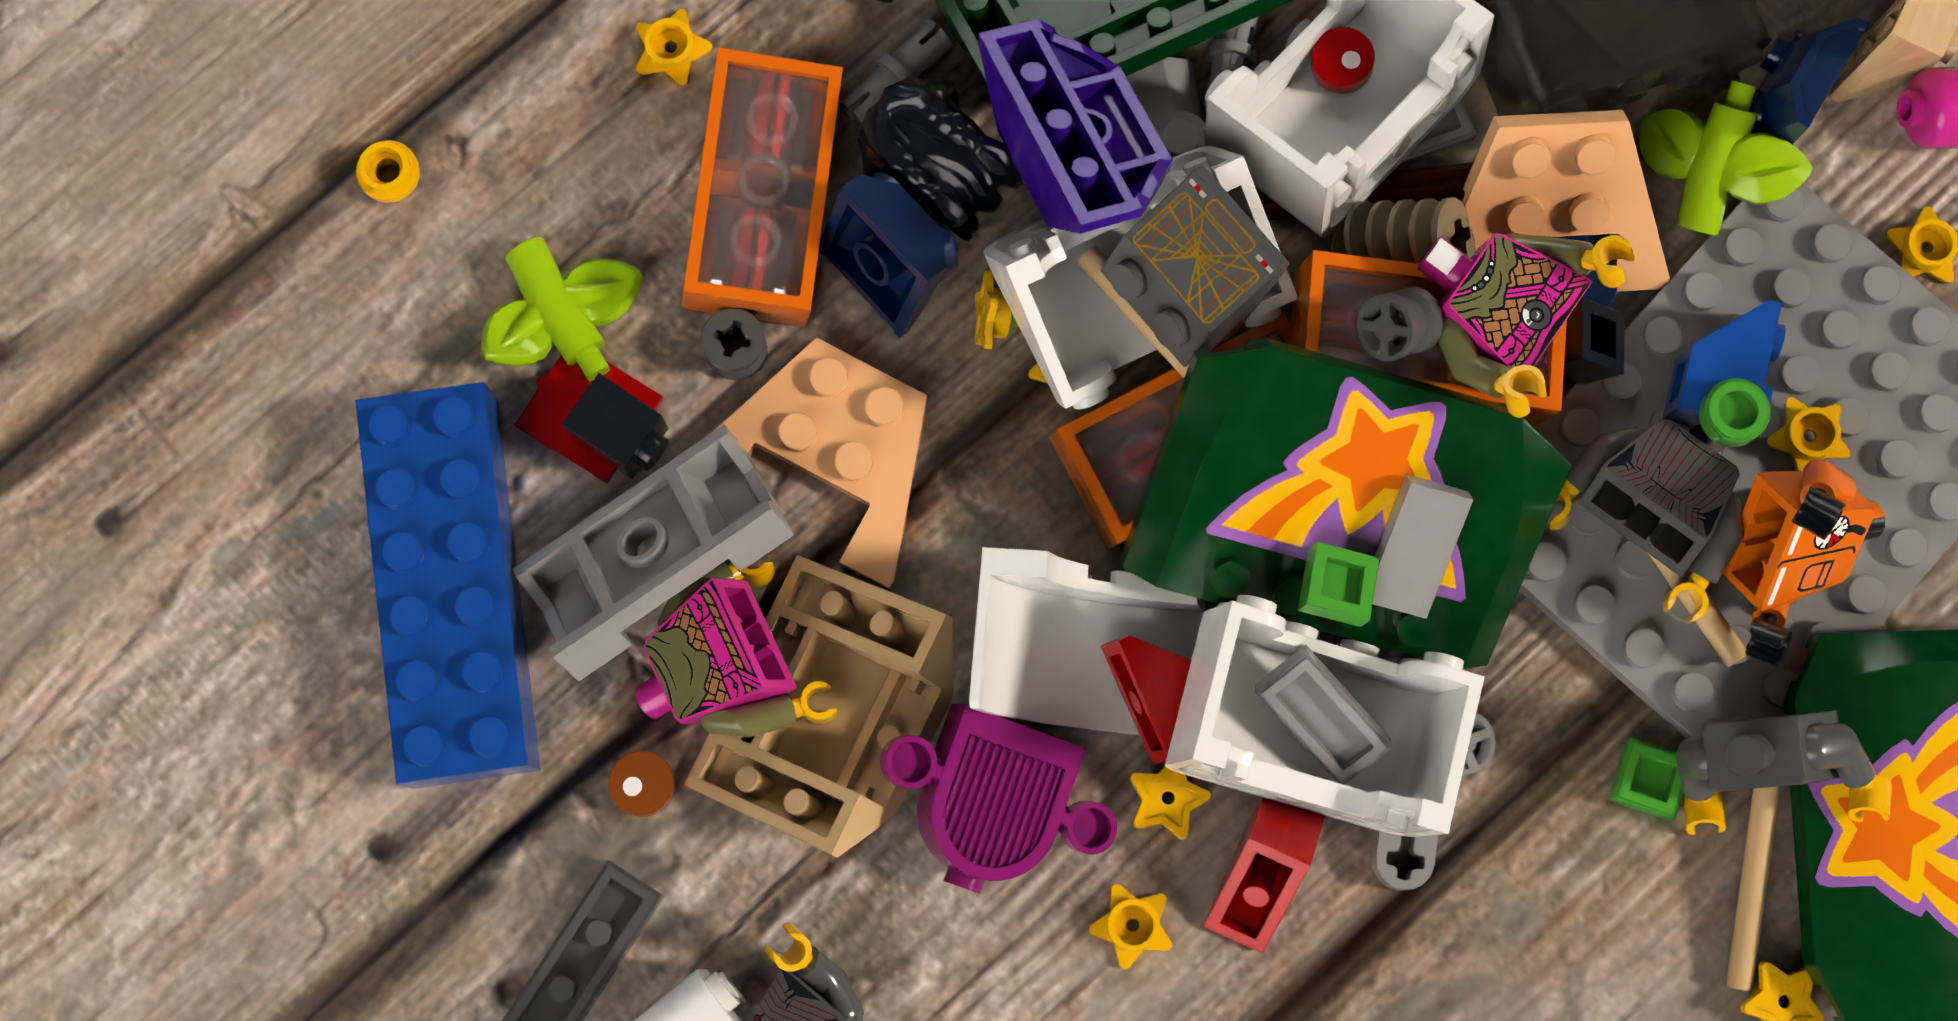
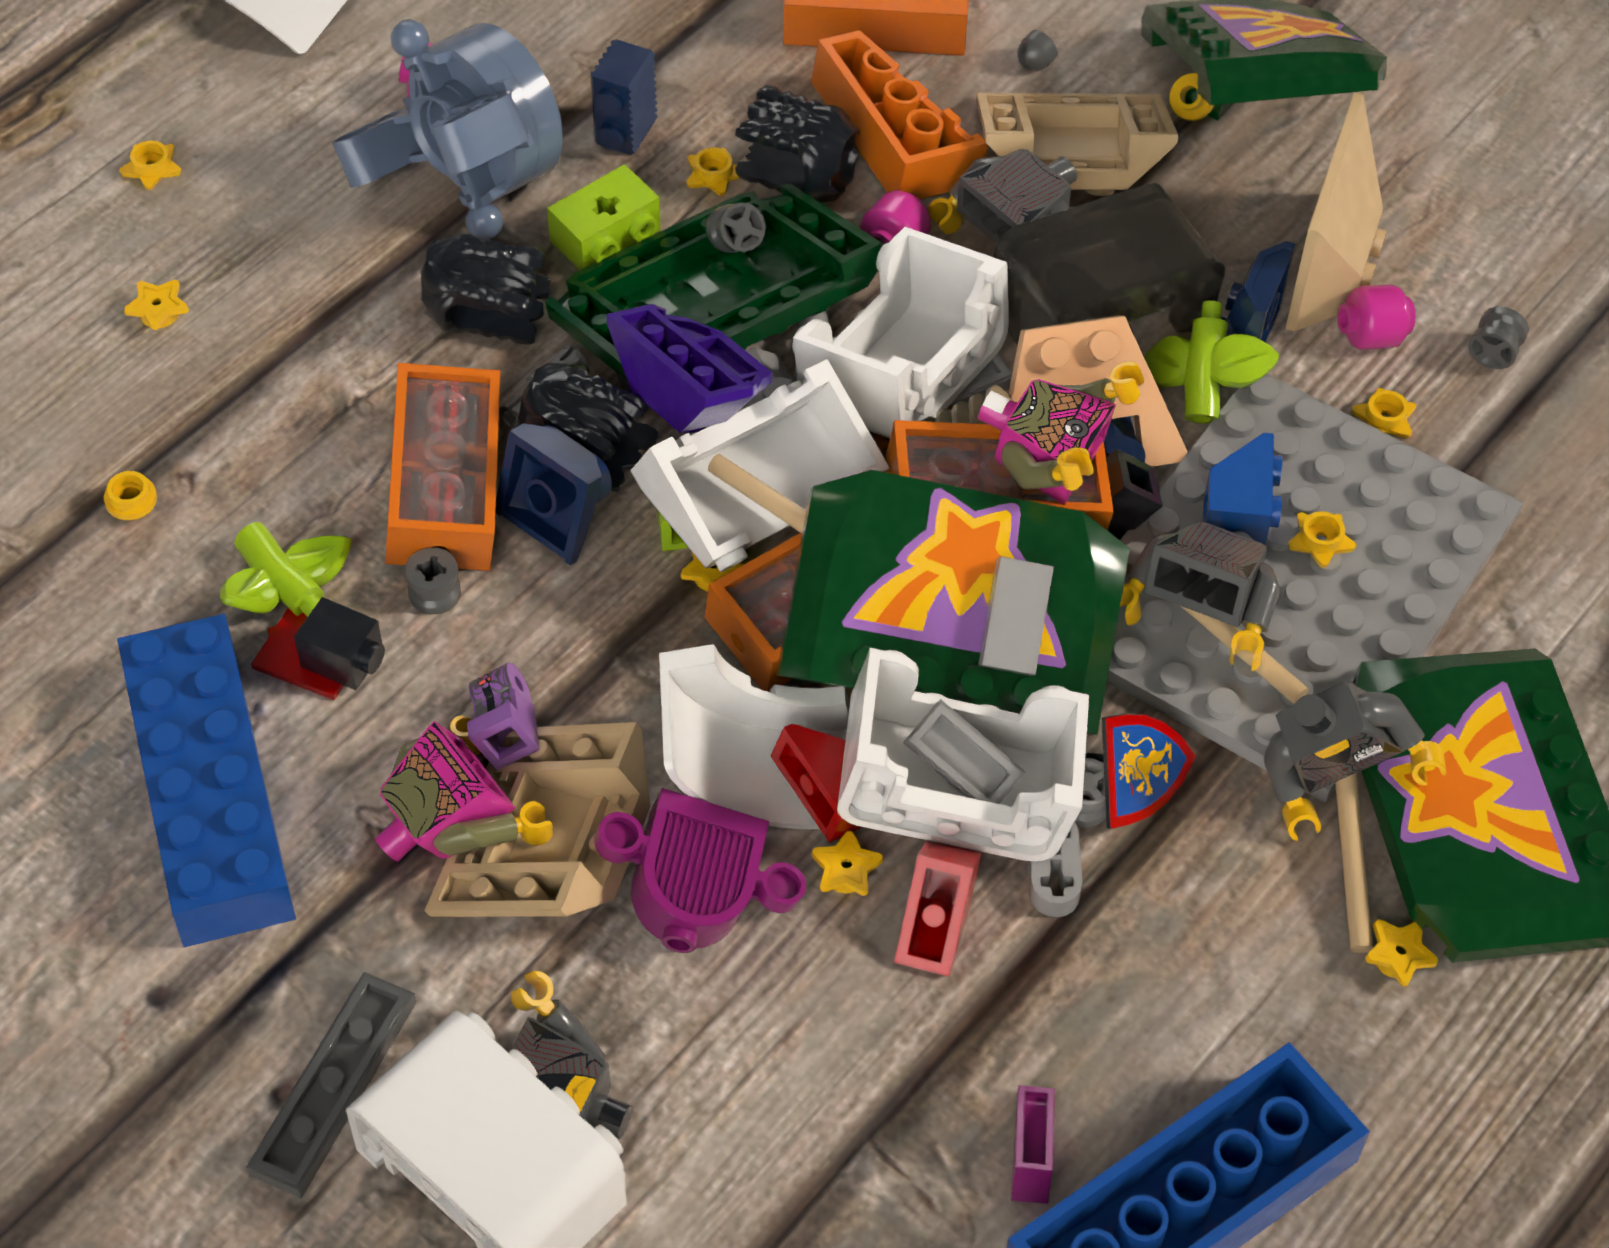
camera: 10 degrees left, 25 degrees down
(641, 783) = (387, 912): dark orange tile -> none
(659, 35) = (357, 380): yellow plate -> none
(701, 508) = (357, 726): light grey piece -> none
(803, 560) = (500, 706): none -> medium lavender leg
(850, 432) = (519, 621): light nougat wing -> none
(992, 313) = (644, 531): yellow plate -> none
(1149, 934) = (832, 955): yellow plate -> none
(1194, 267) = (800, 439): dark grey slope -> none
(1338, 584) = (957, 648): bright green plate -> none
(1342, 60) = (898, 332): red tile -> none
(1389, 338) = (960, 438): dark grey wheel -> none
(1528, 729) = (1142, 766): none -> shield
(1647, 780) = (1250, 805): bright green tile -> none
(1734, 412) = (1252, 505): bright green tile -> none
(1796, 541) = (1325, 588): orange torso -> none

